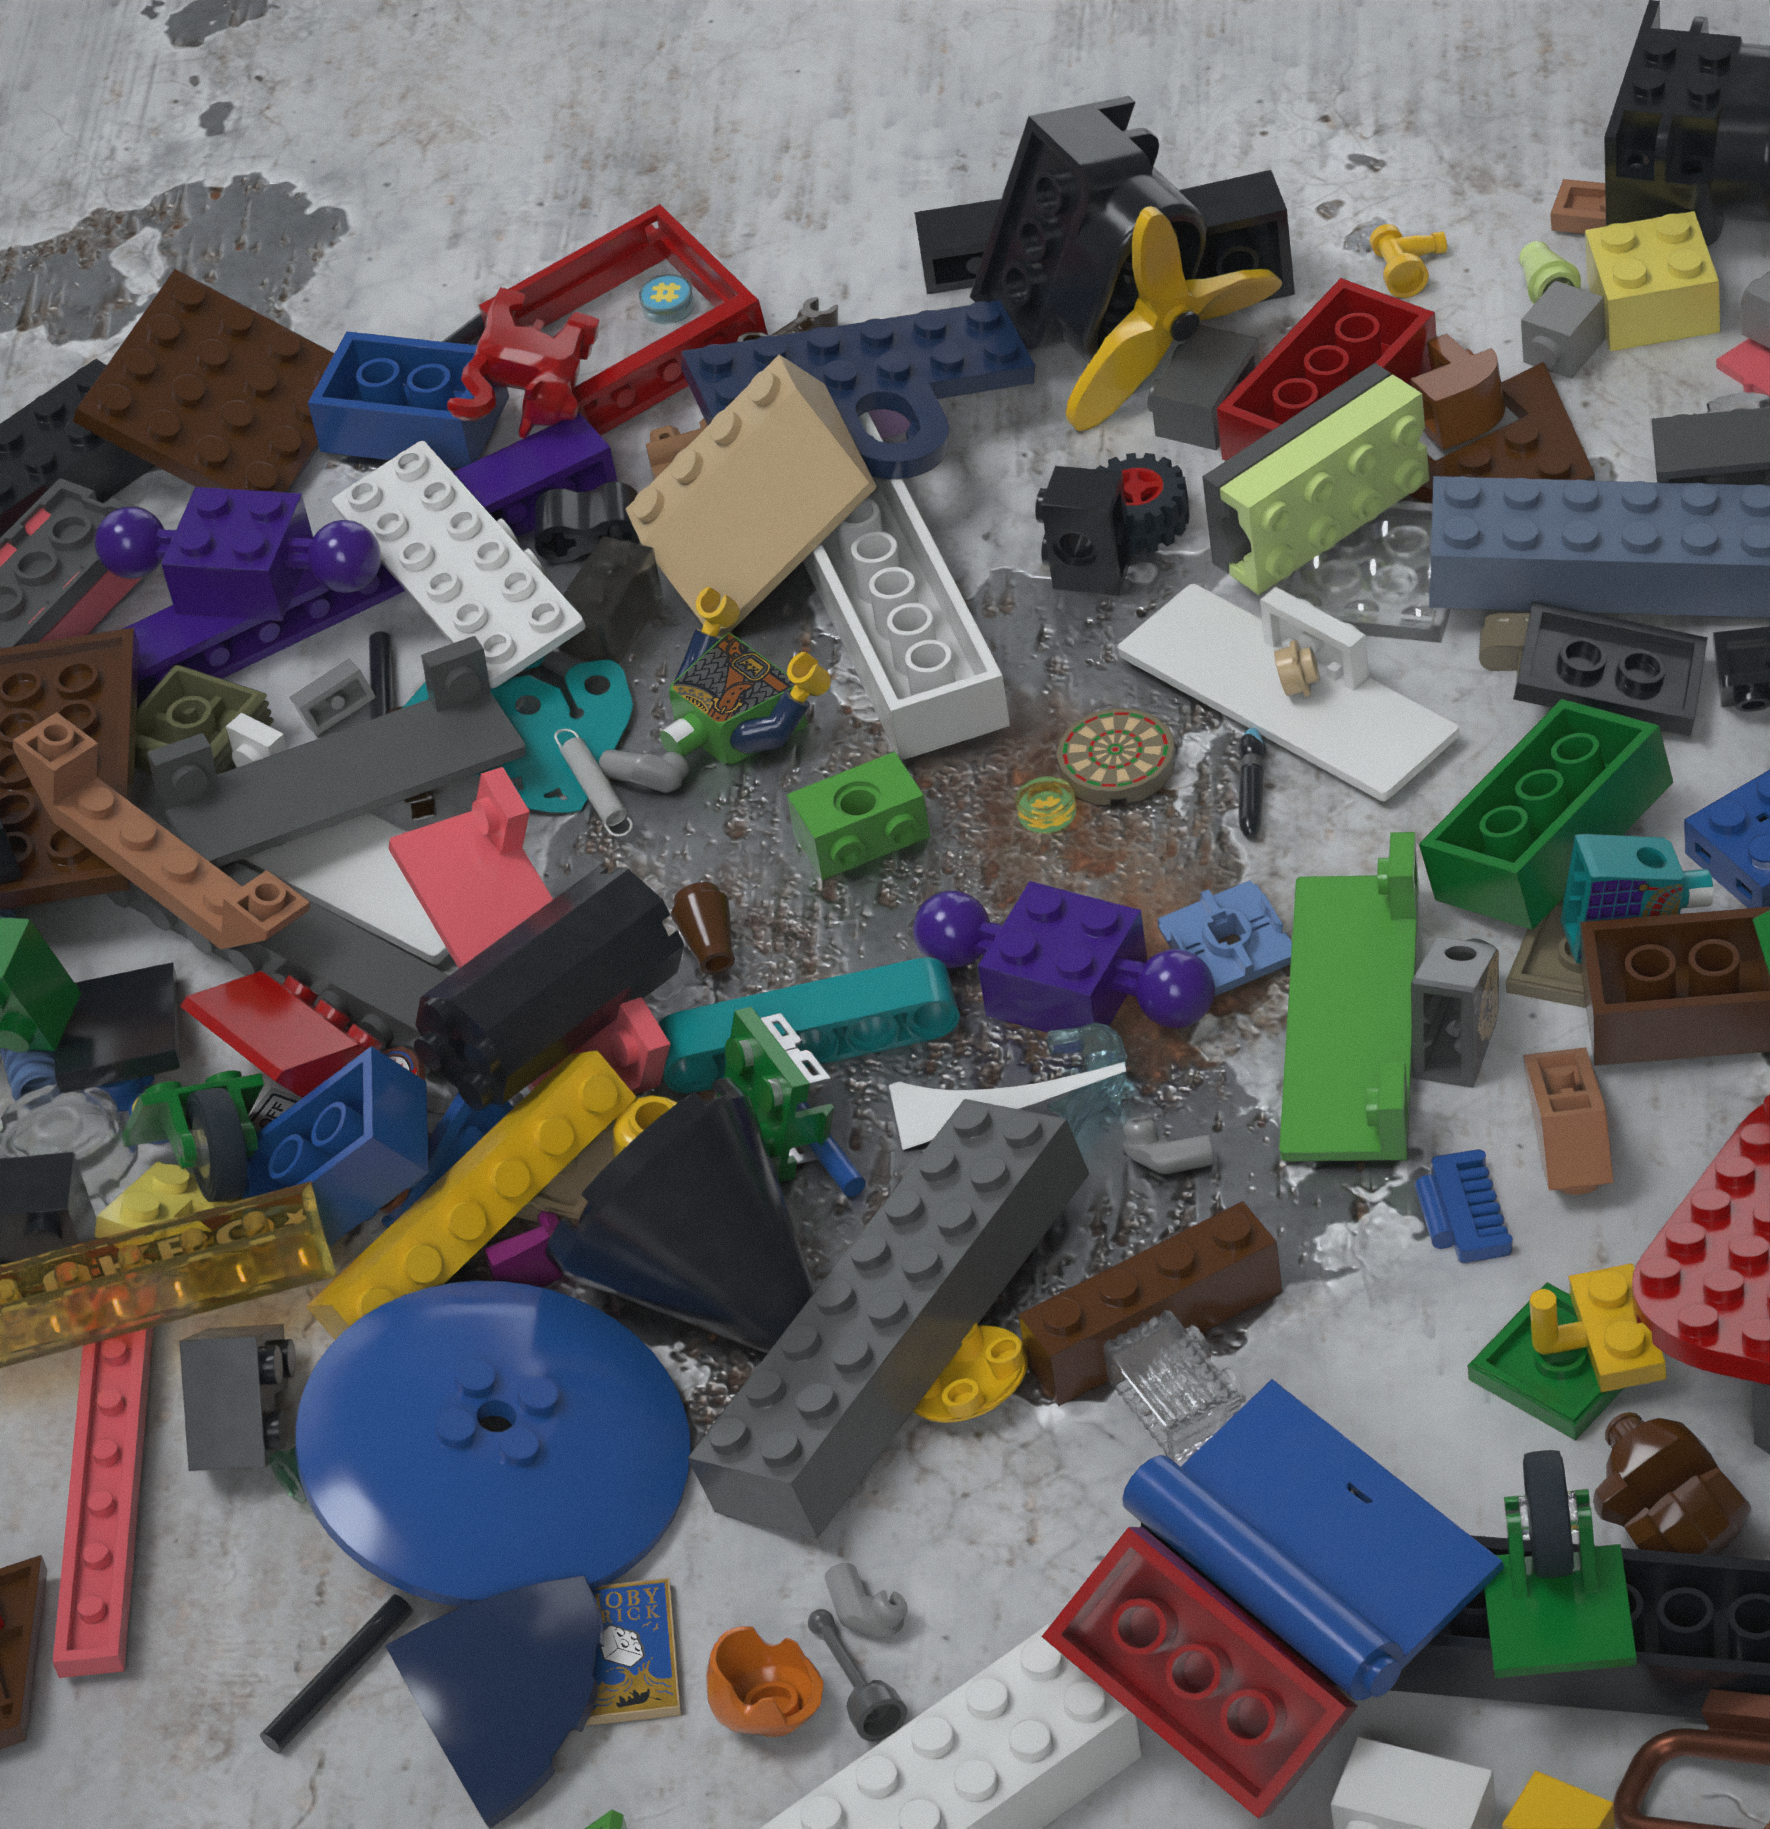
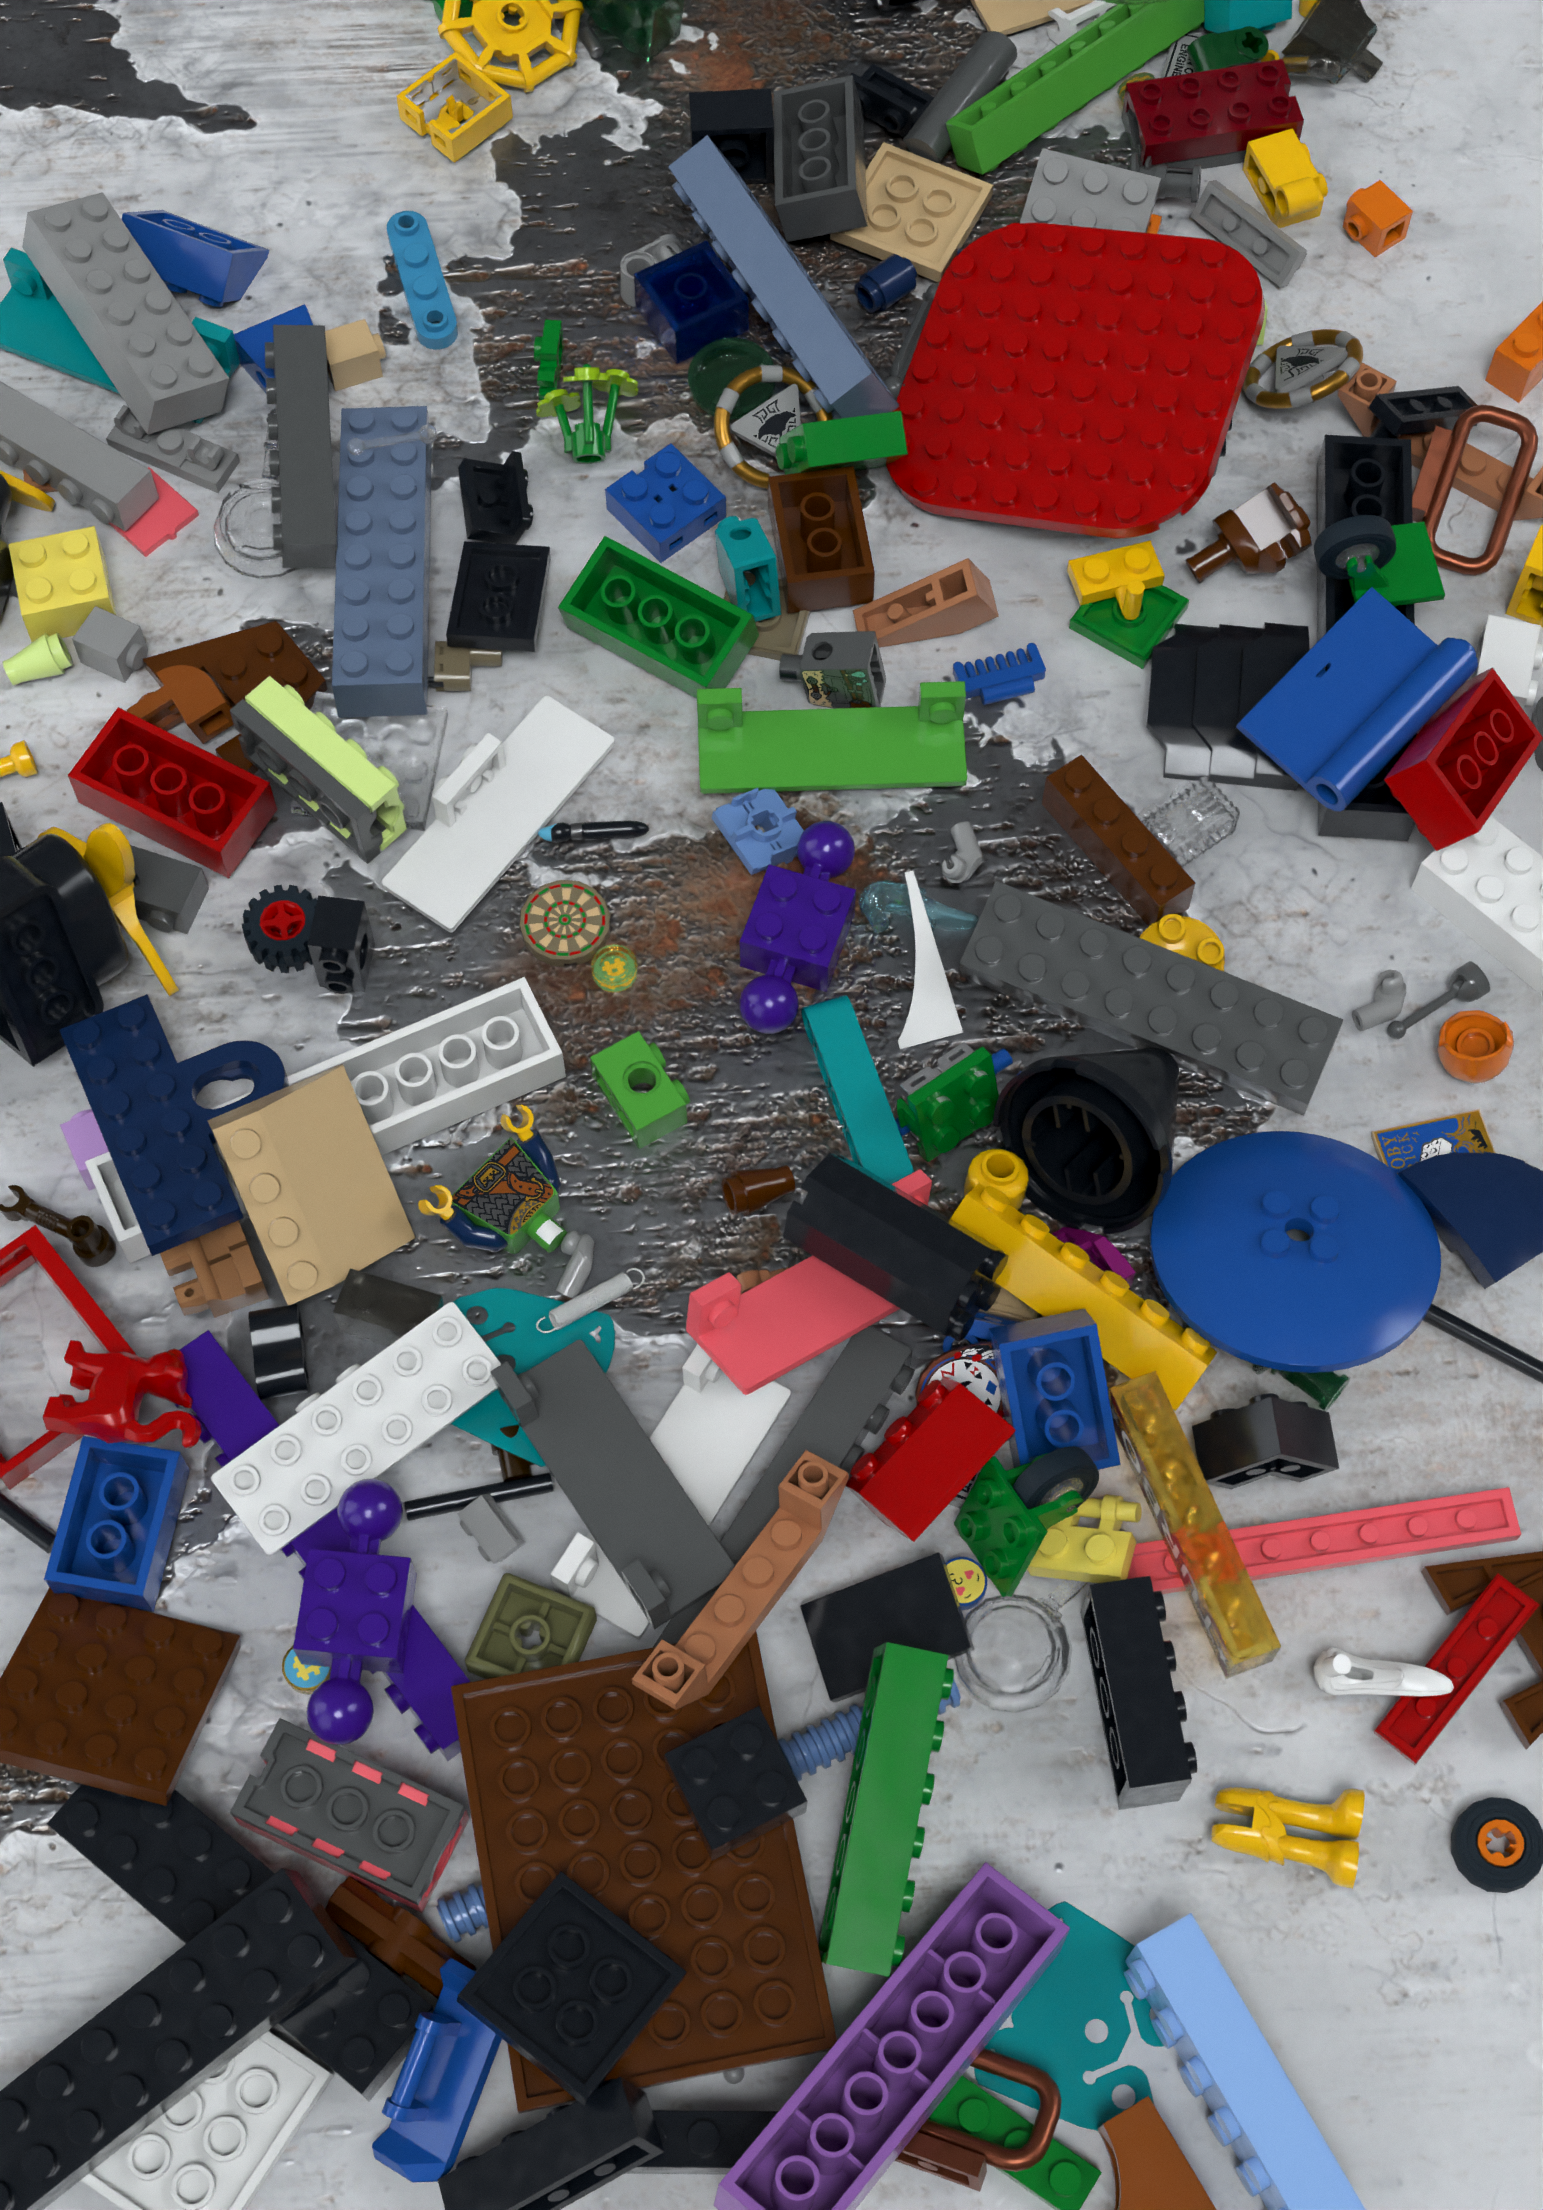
camera: 105 degrees left, 20 degrees up
(1296, 669) = (500, 790): tan plate -> none
(1430, 1424) = (1205, 686): none -> black slope

